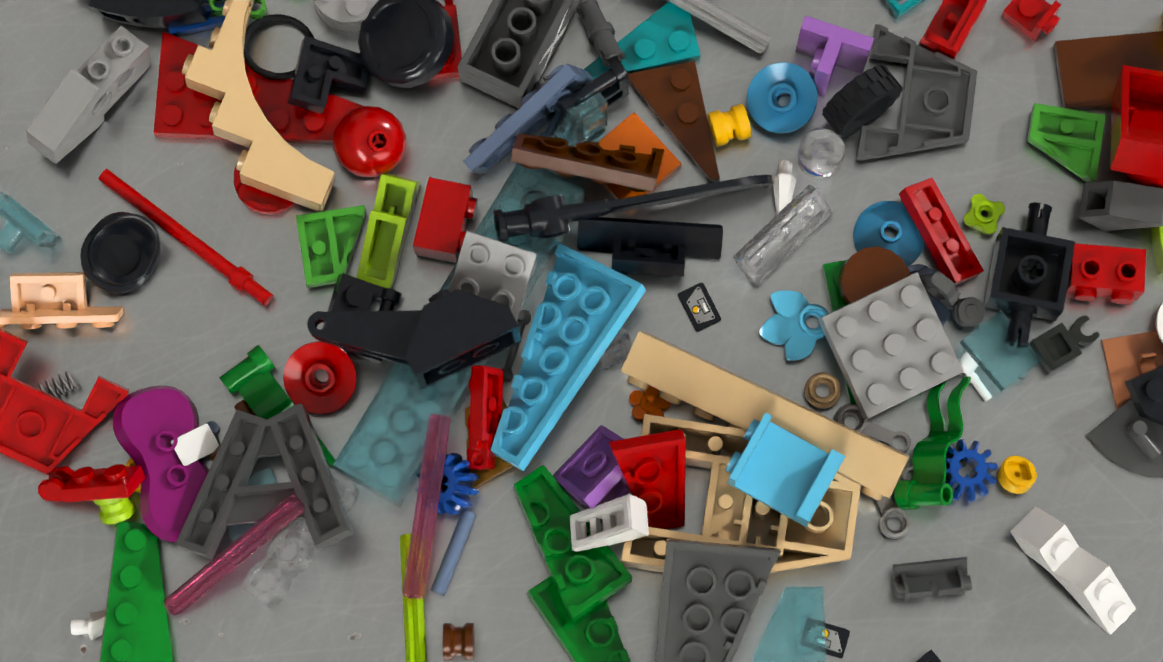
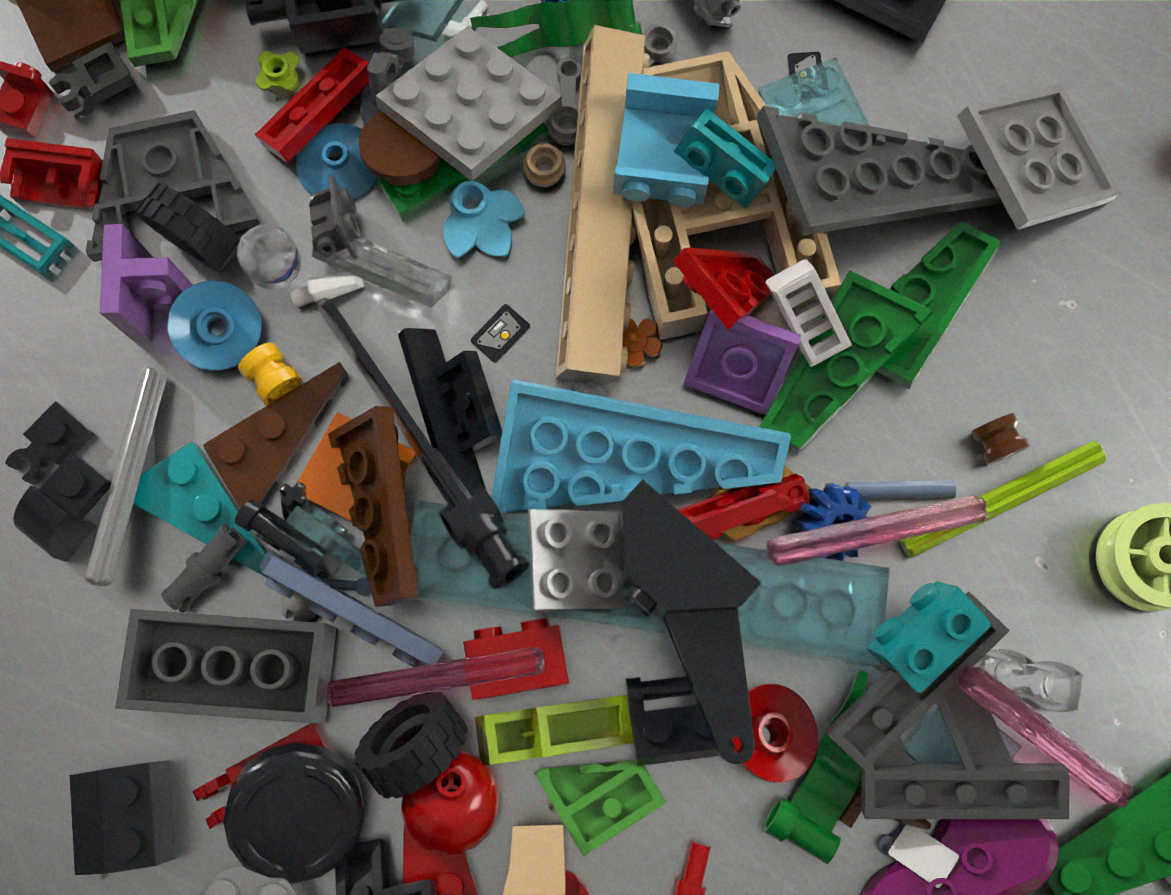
camera: 115 degrees left, 0 degrees up
(336, 491) = (929, 634): none -> teal bracket
(417, 127) = (411, 744): none -> black tyre
(454, 158) = (437, 676): none -> clear pink axle
(619, 107) = (293, 497): none -> black axle
(750, 506) = (725, 158): none -> teal bracket
(842, 214) = (333, 221): none -> dark grey hinge
(1030, 78) = (97, 74): none -> pearl dark grey plate

